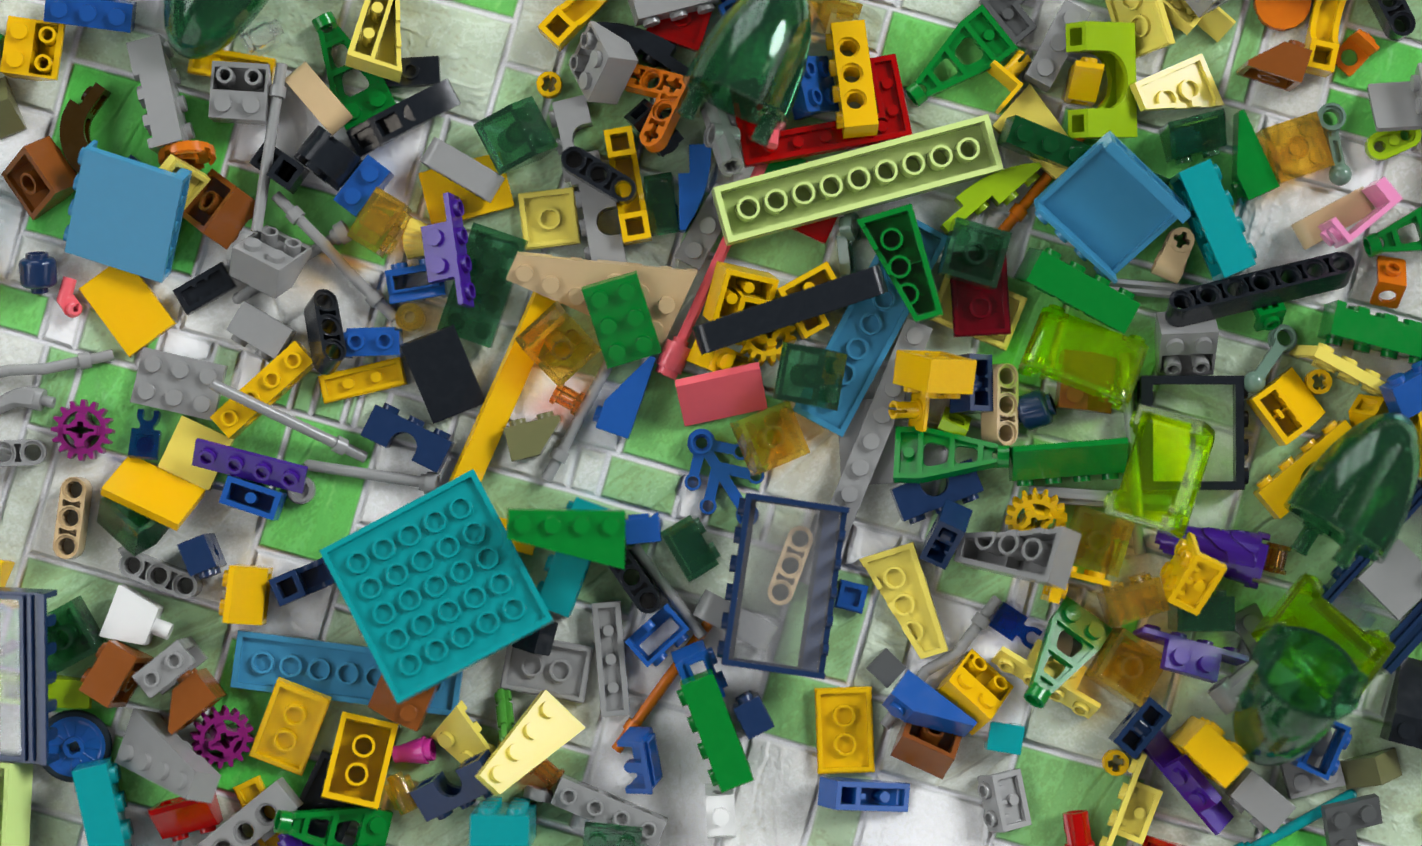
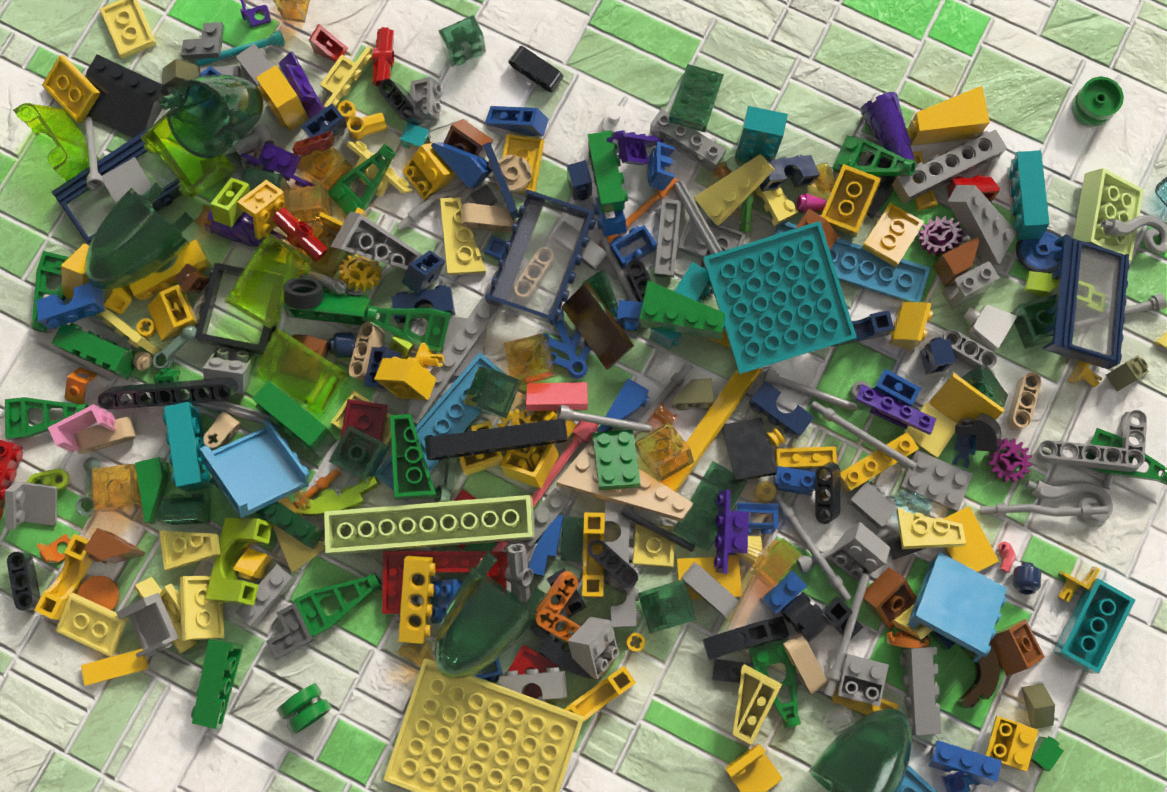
camera: 170 degrees left, 10 degrees down
(111, 676) = (1009, 288): dark orange slope -> none
(124, 462) = (986, 430): none -> black brick
(182, 305) = (925, 532): none -> light yellow wing
(200, 345) = (915, 502): none -> clear light blue plate
(409, 398) = (775, 438): none -> yellow bush
(538, 793) = (733, 160): light grey tile -> none
(547, 236) = (657, 530): none -> black bar
(572, 690) = (697, 218): none -> light grey axle
(683, 773) = (633, 146): none -> dark purple bracket
(684, 503) = (597, 326): none -> dark brown tile
(701, 365) = (566, 413): none -> light grey piece
(853, 709) = (516, 173): none -> tan tile
(864, 689) = (501, 180): none -> dark blue tile
(871, 635) = (486, 217): none -> tan beam
(1008, 75) = (306, 581): yellow bracket -> none
(1011, 623) = (393, 209): clear blue plate -> none
(1036, 178) = (302, 500): none -> clear yellow tile
(1047, 787) = (401, 102): none -> black beam
(1061, 486) = (336, 287): none -> light grey arm
(1076, 745) = (368, 124): none -> yellow piece
(1101, 448) = (303, 293): none -> black tyre
(1130, 546) = (299, 234): none -> red piece
(1145, 687) = (307, 146): none -> clear red plate
(1242, 561) = (225, 206): none -> lime brick
(1270, 459) = (192, 279): none -> reddish brown slope
(1310, 332) = (142, 360): none -> tan plate

